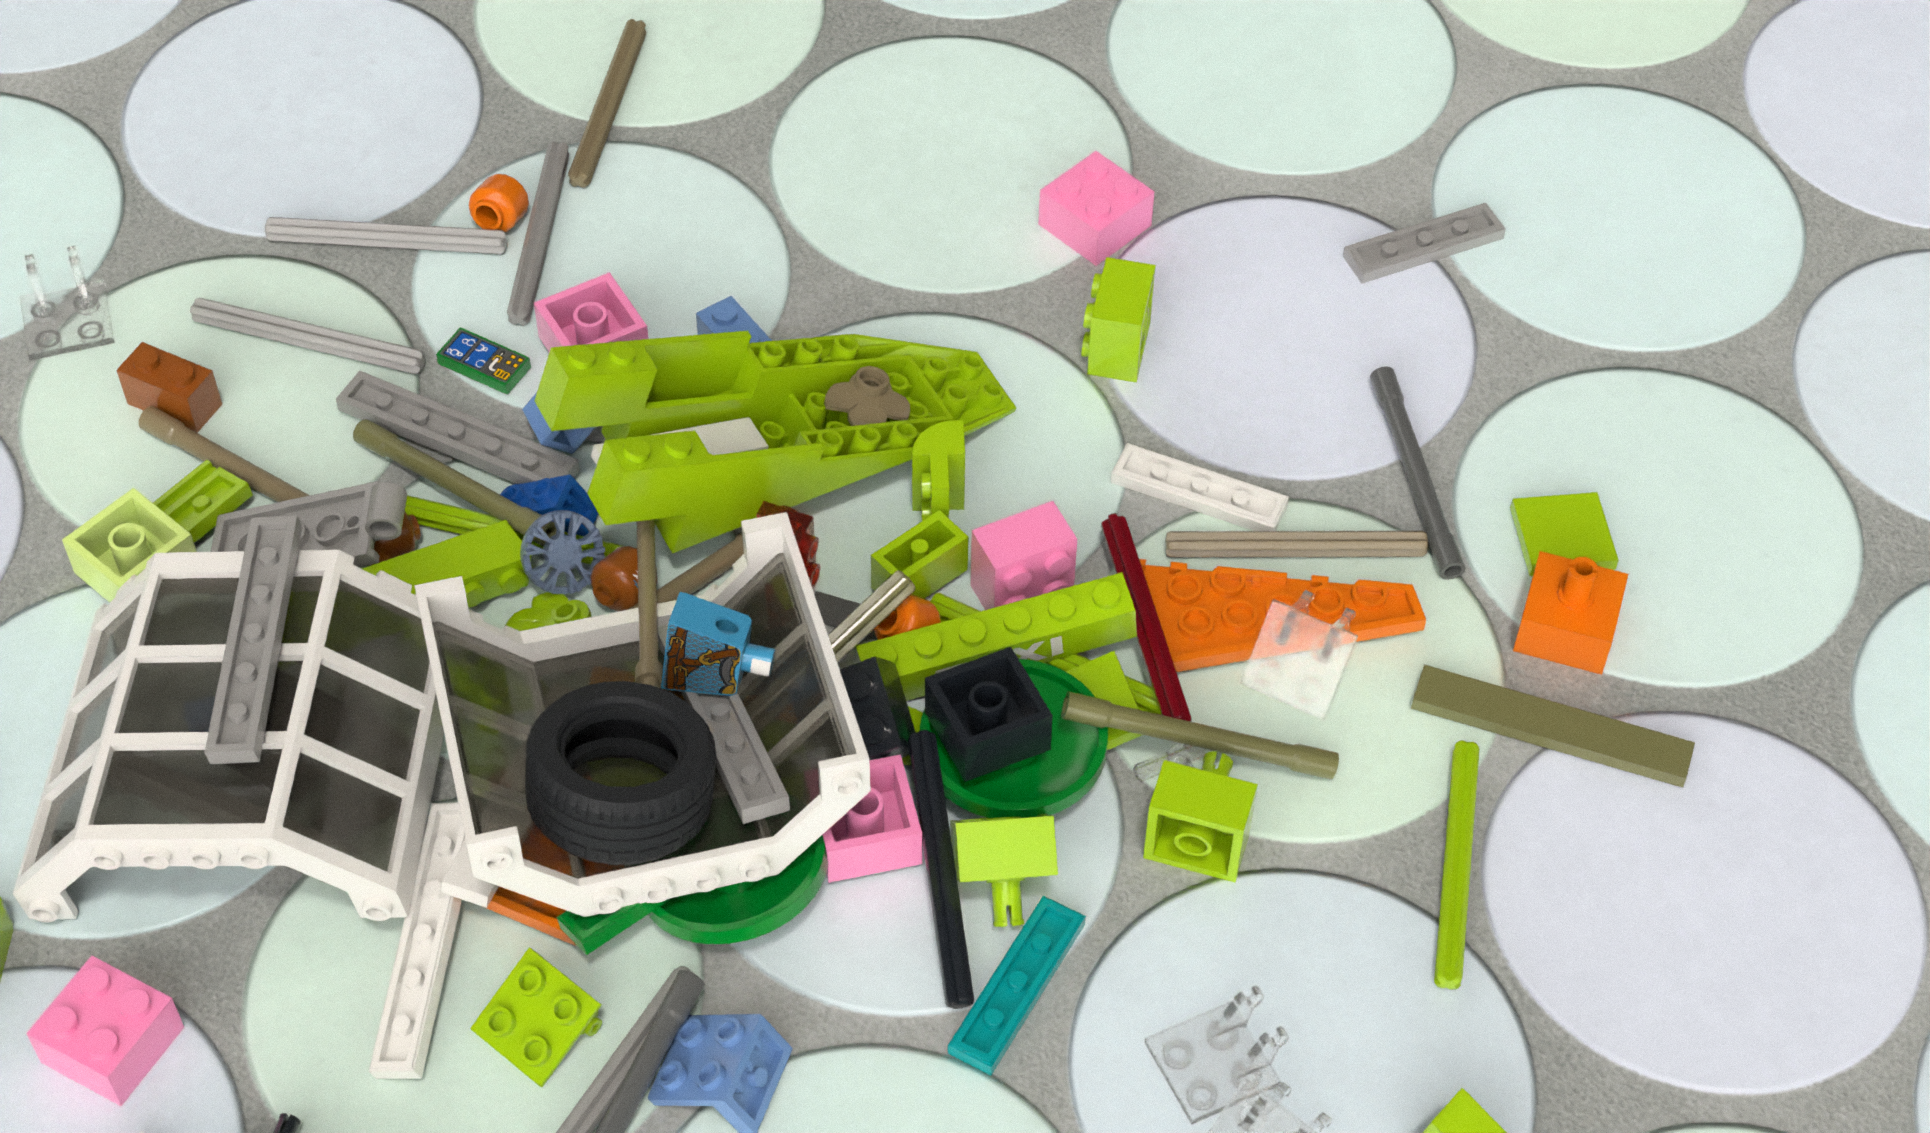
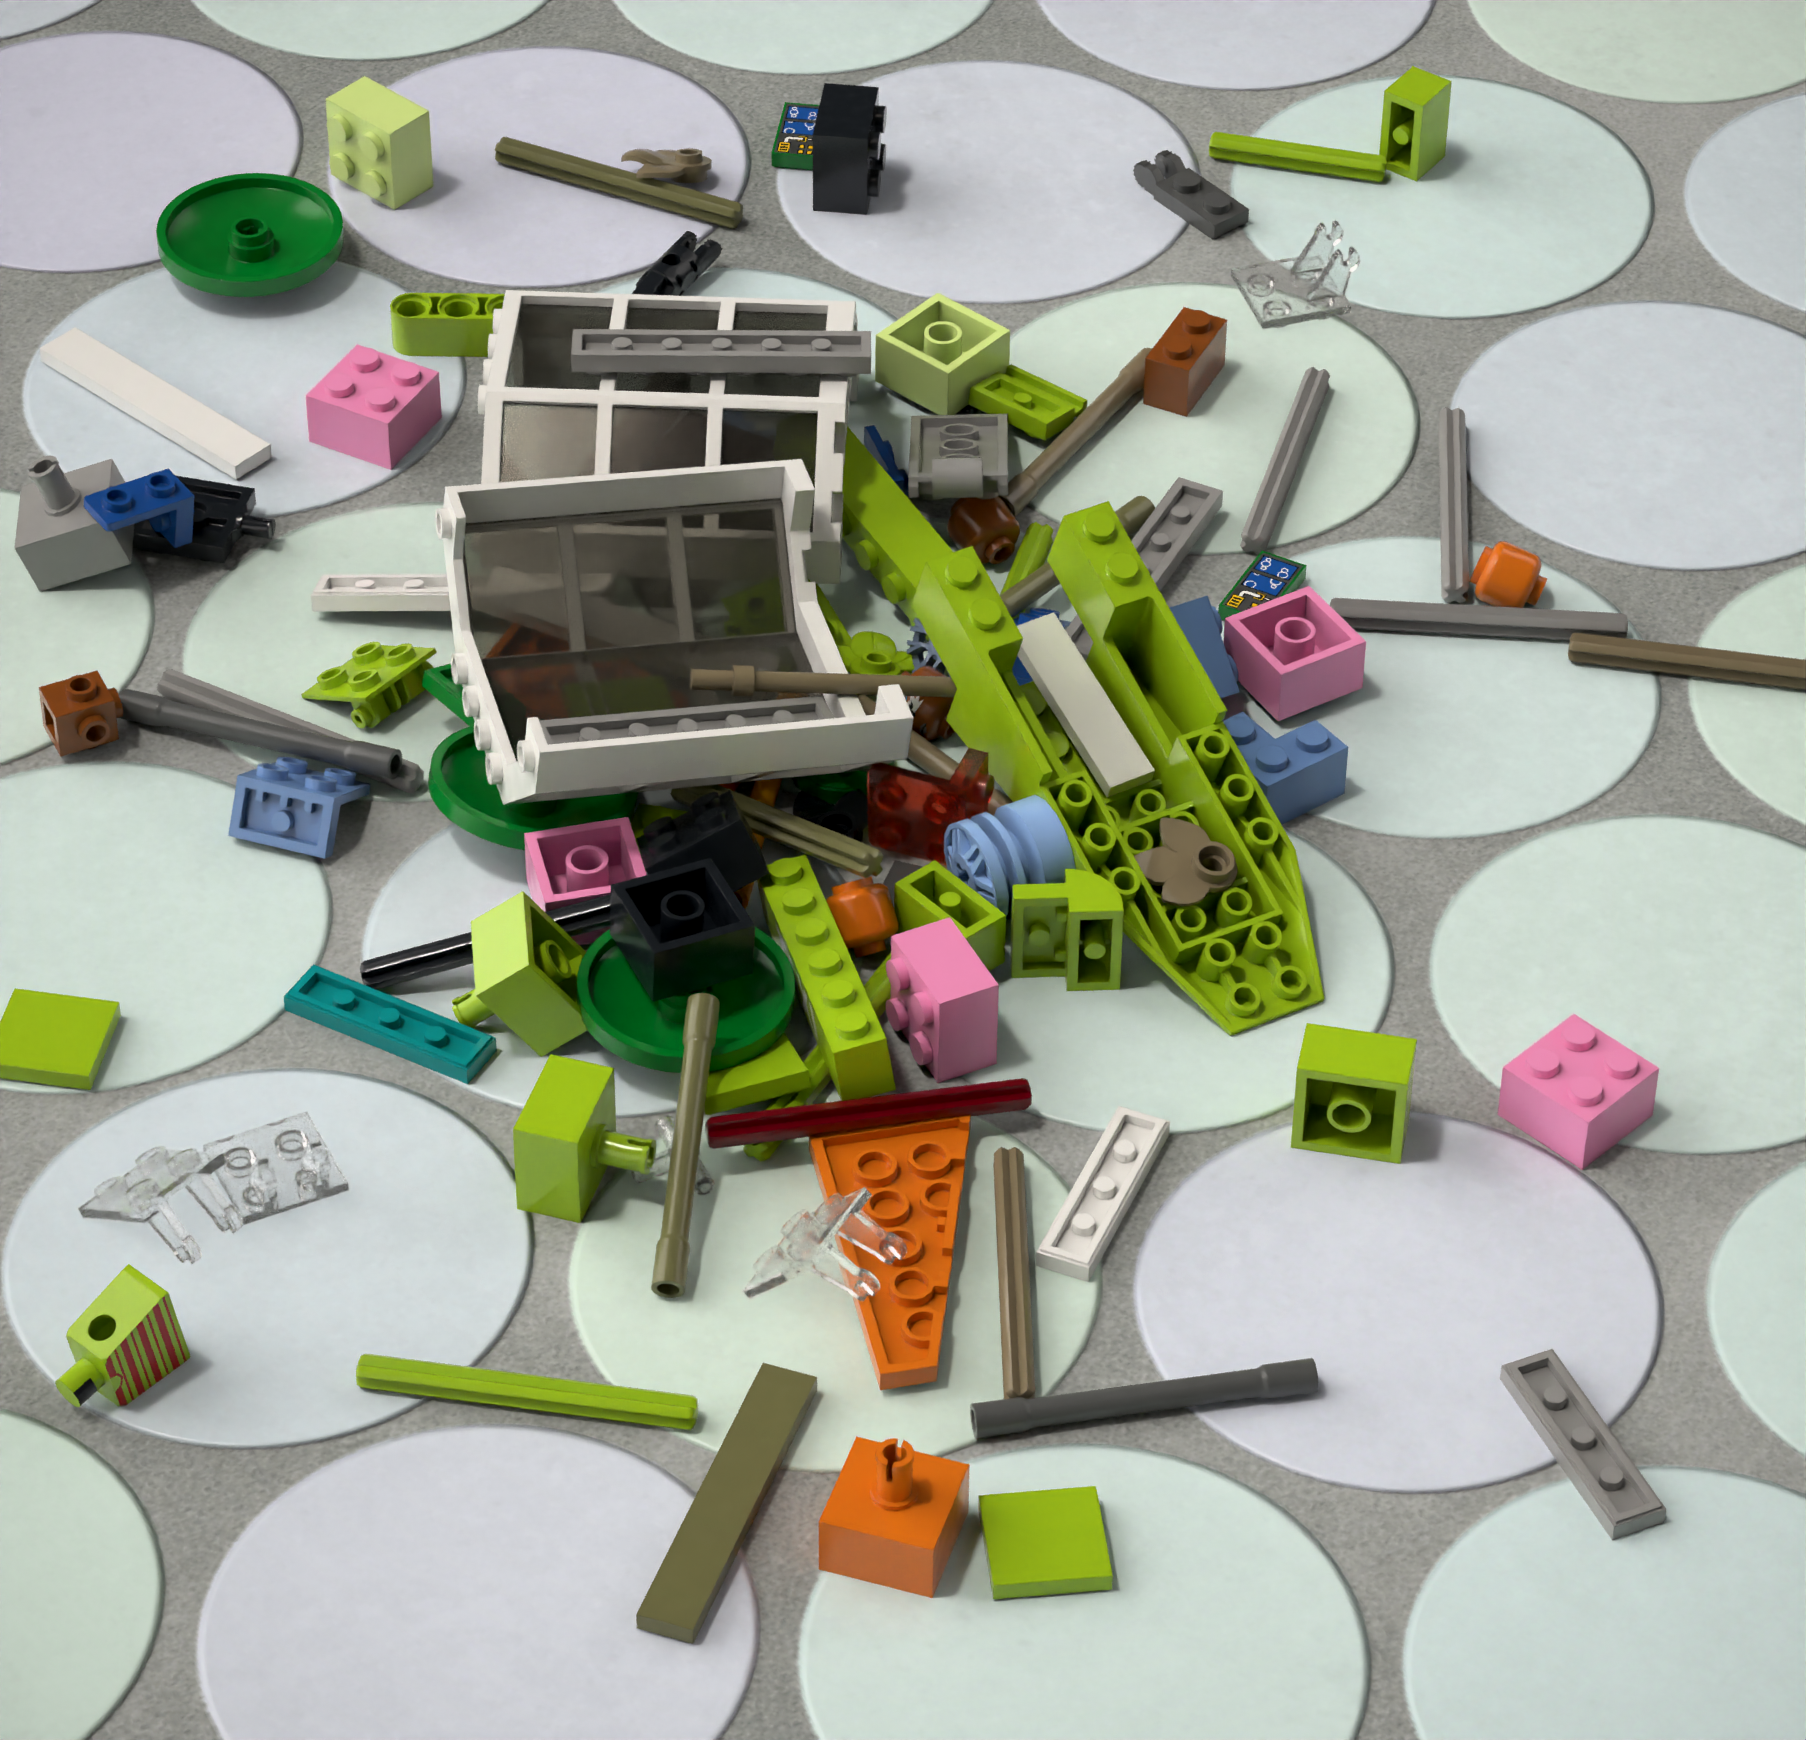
camera: 90 degrees right, 10 degrees down
(616, 821) = (586, 575): black tyre -> none
(710, 648) = (754, 650): torso -> none
(853, 512) = (1012, 847): none -> light blue wheel

